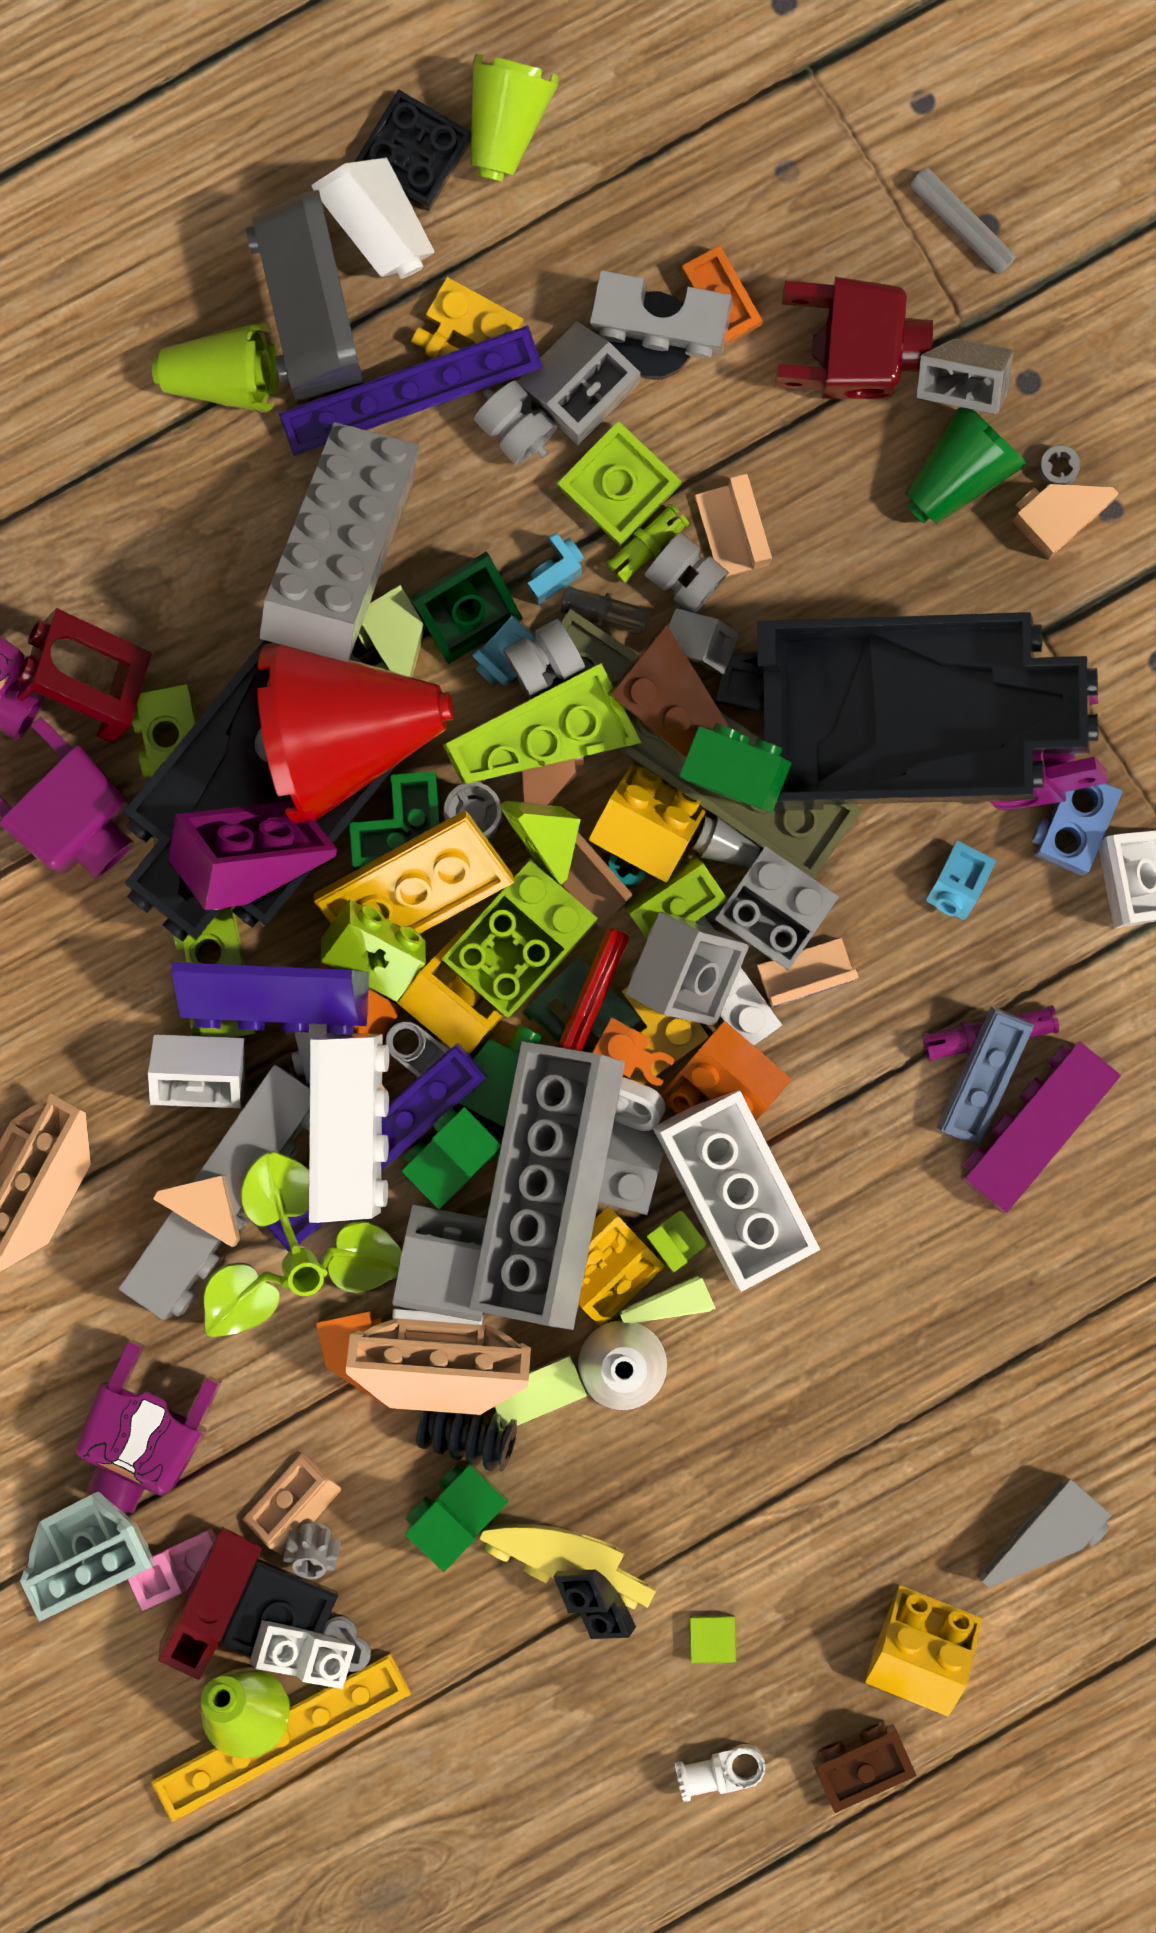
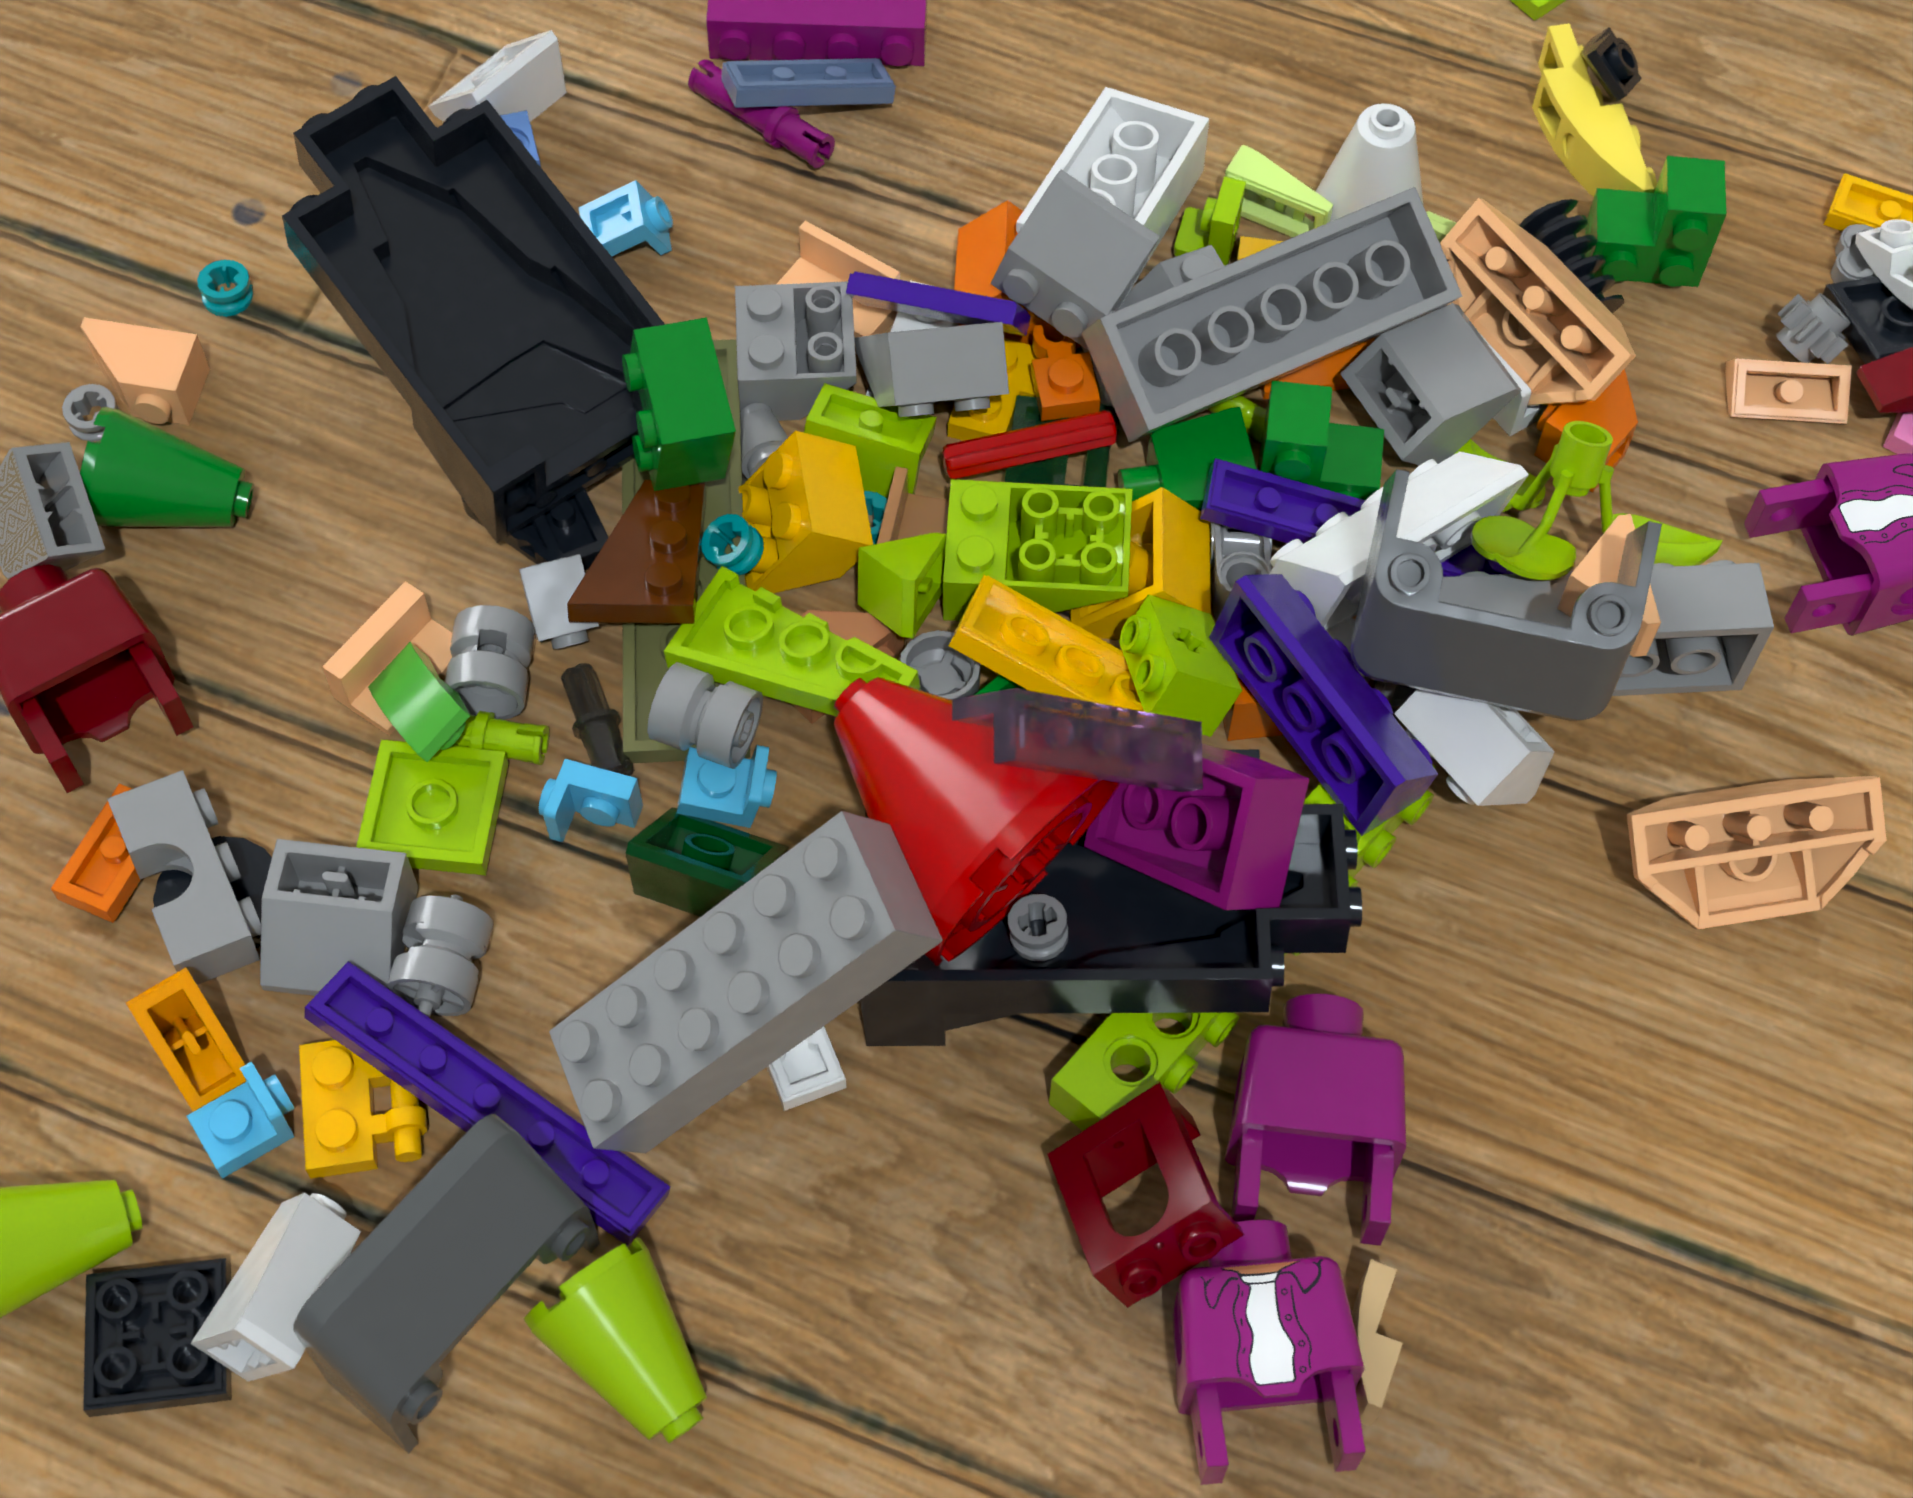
camera: 125 degrees left, 25 degrees down
(251, 1047) = (1489, 656): none -> dark grey windscreen
(294, 781) = (1088, 738): none -> clear purple fence
(502, 263) = (243, 1122): none -> medium azure bracket
(563, 262) = (188, 1039): none -> light orange slope
(649, 749) = (721, 532): none -> teal bush
(673, 1089) = (1074, 258): none -> light grey slope
(680, 509) = (419, 703): none -> bright green slope
(724, 1004) = (936, 302): none -> dark purple tile
(1108, 593) = (225, 302): none -> teal bush

